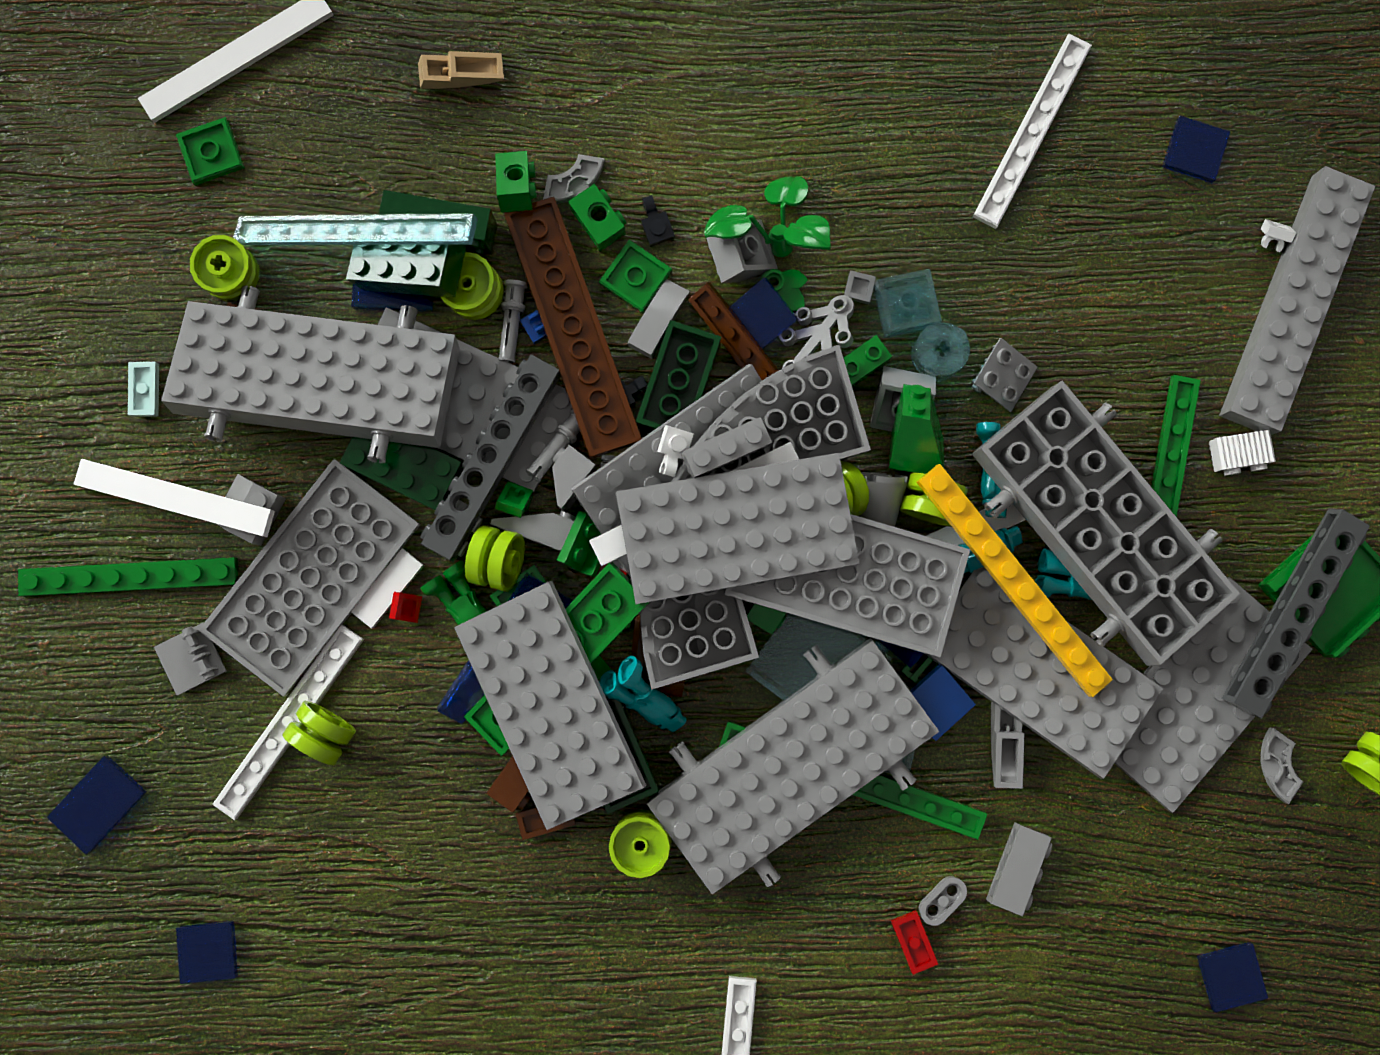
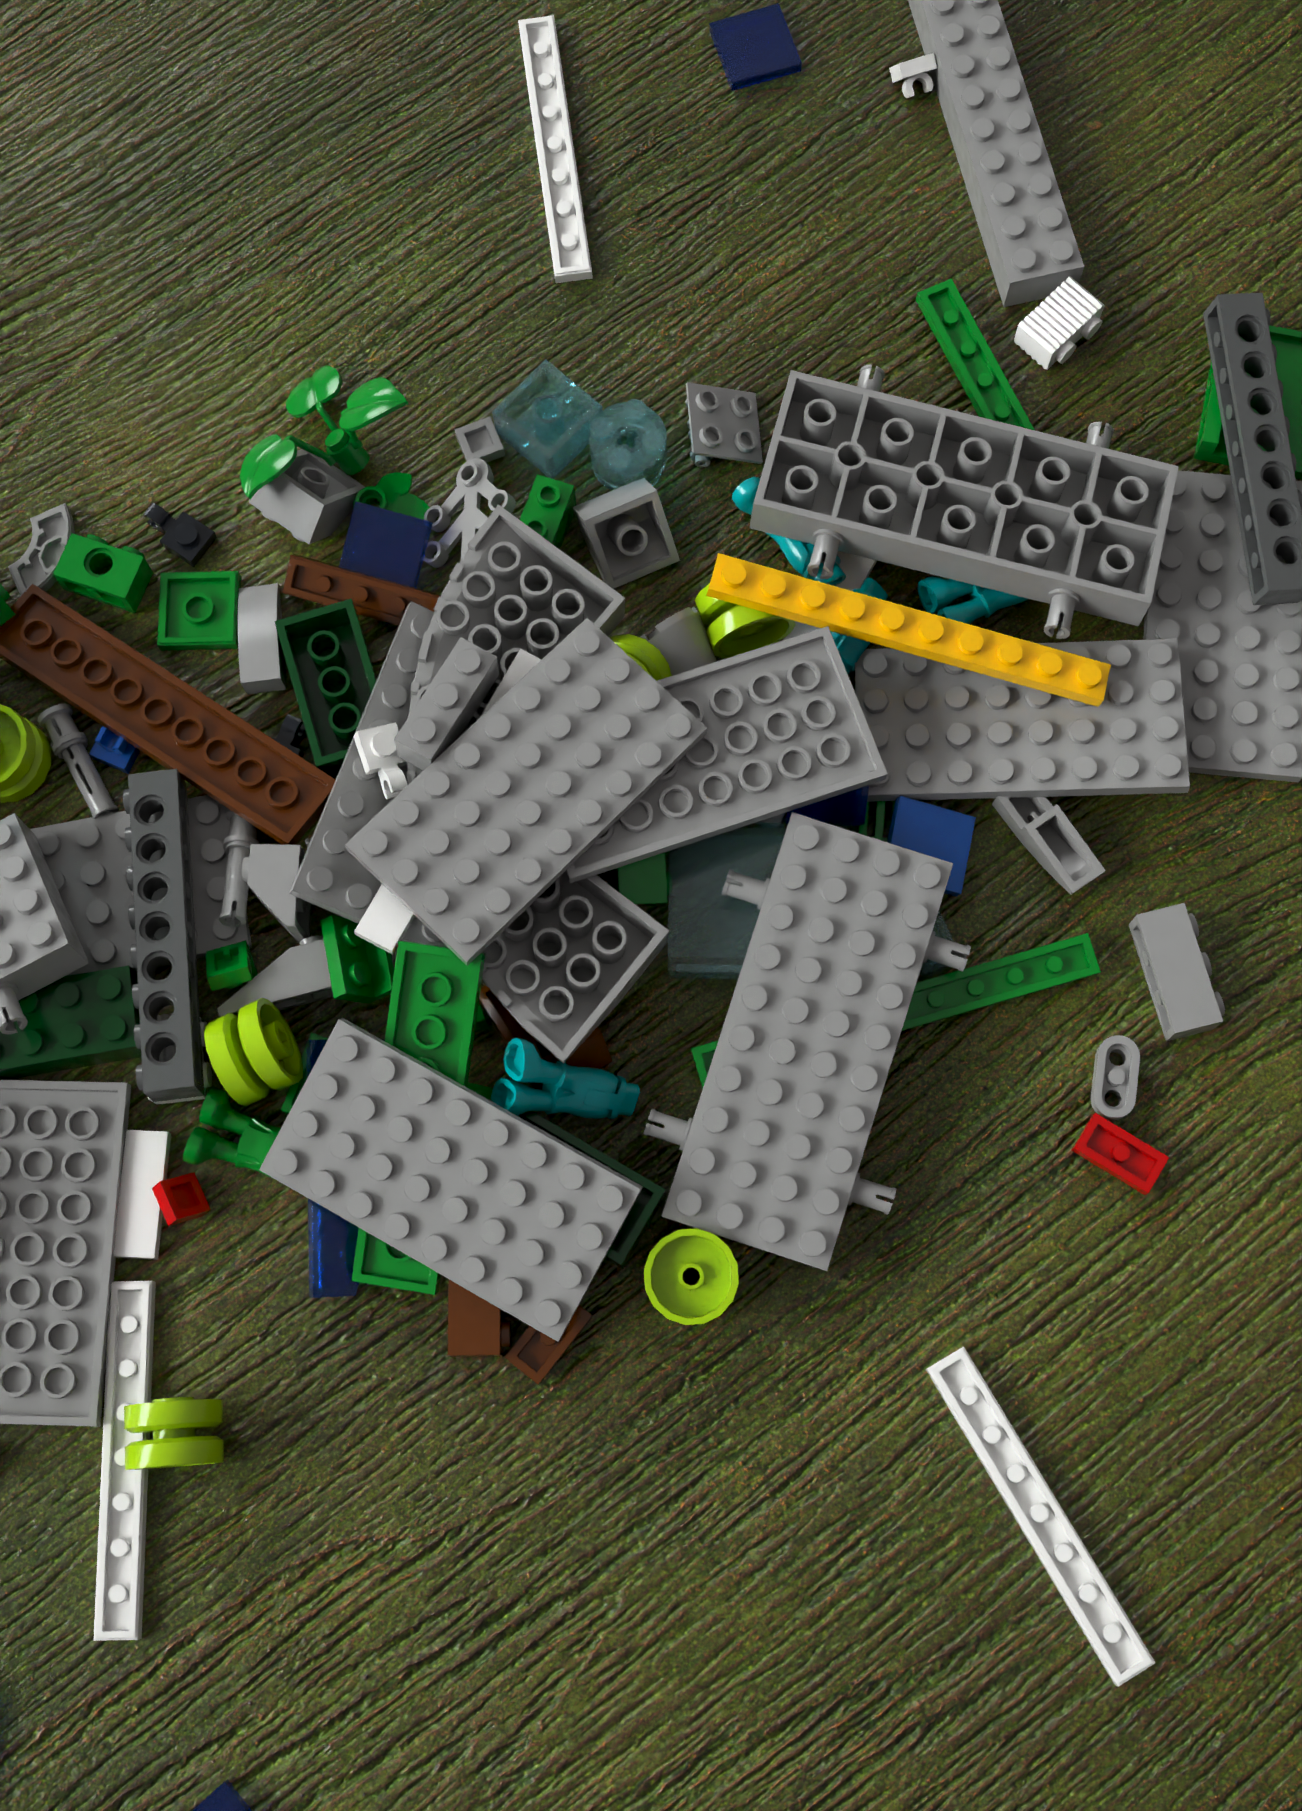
camera: 30 degrees left, 10 degrees down
(916, 432) = (663, 549): green slope -> none

